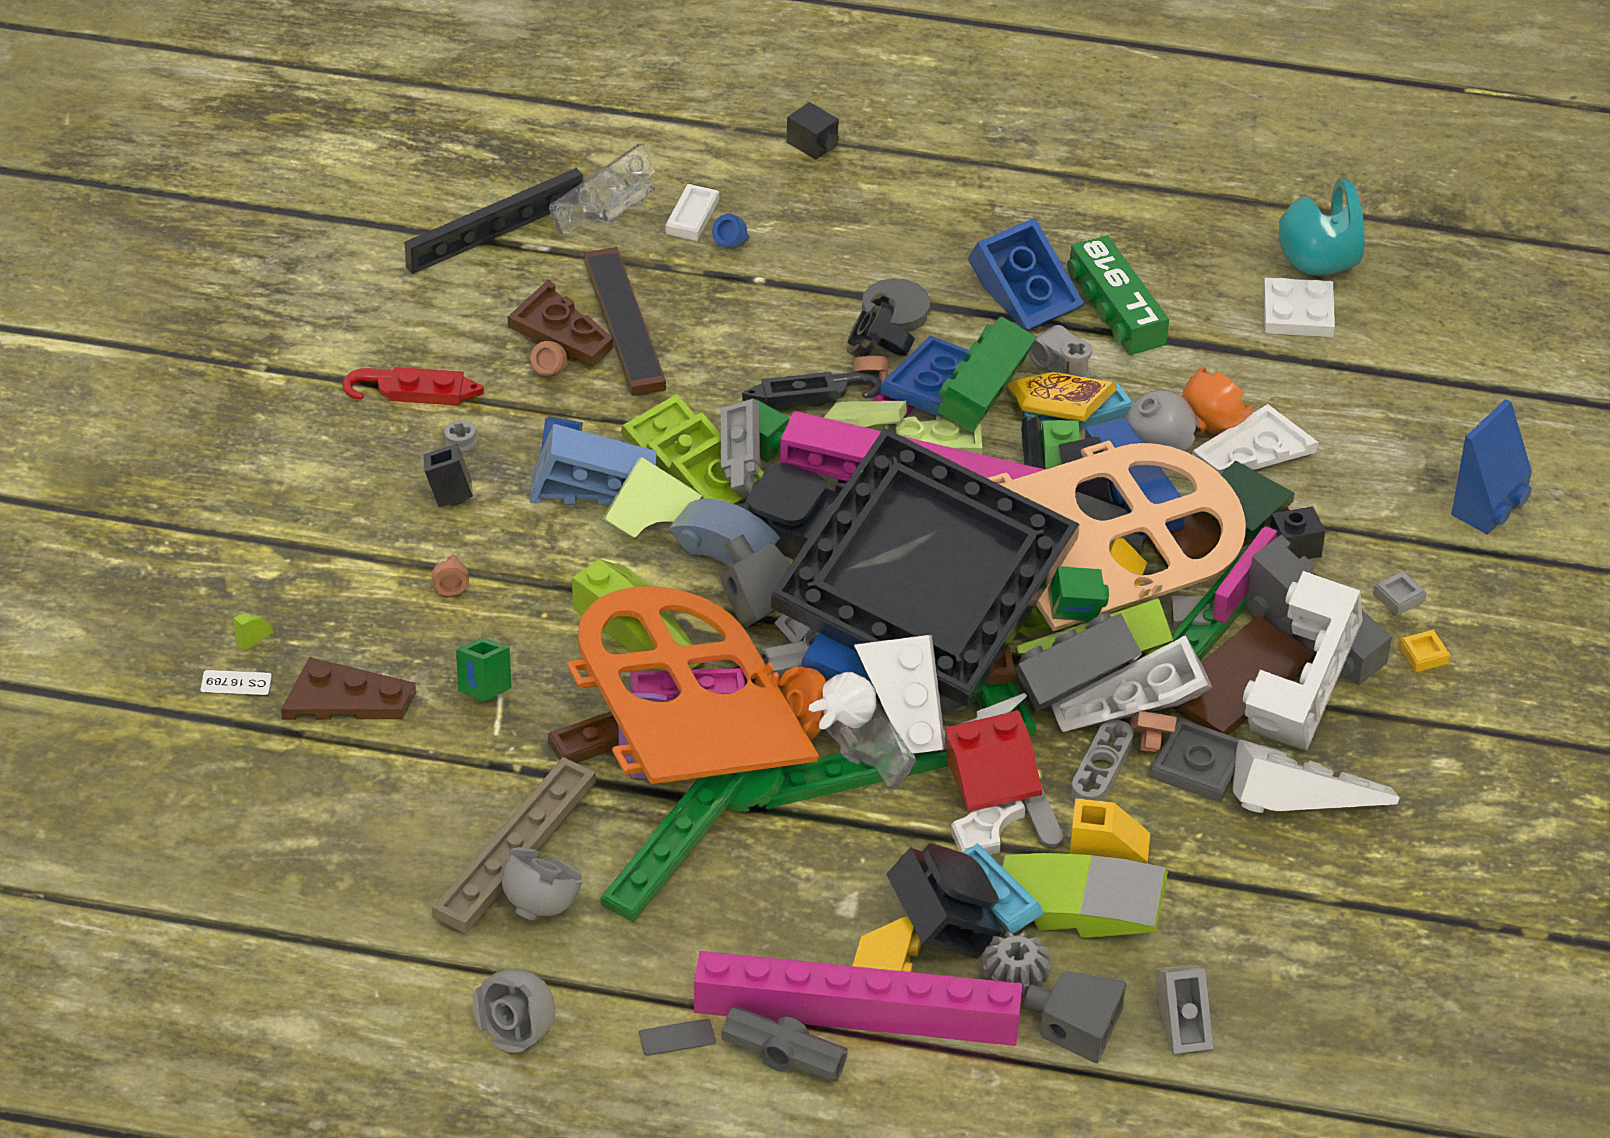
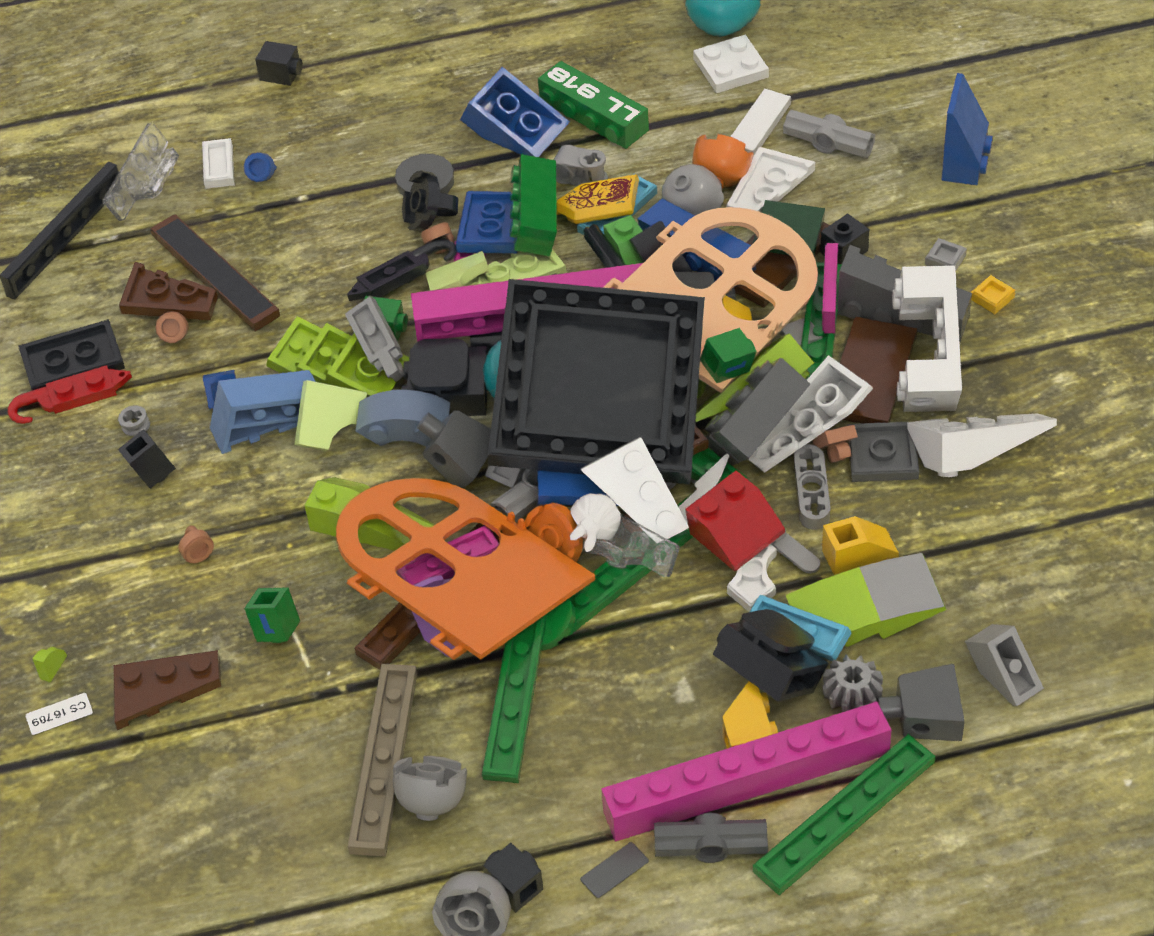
camera: 20 degrees left, 5 degrees up
(436, 347) = (71, 354): none -> black tile
(574, 998) = (517, 874): none -> black brick
(933, 1079) = (843, 814): none -> green tile
(1289, 379) = (761, 119): none -> white tile
(1354, 419) = (829, 133): none -> light grey piece

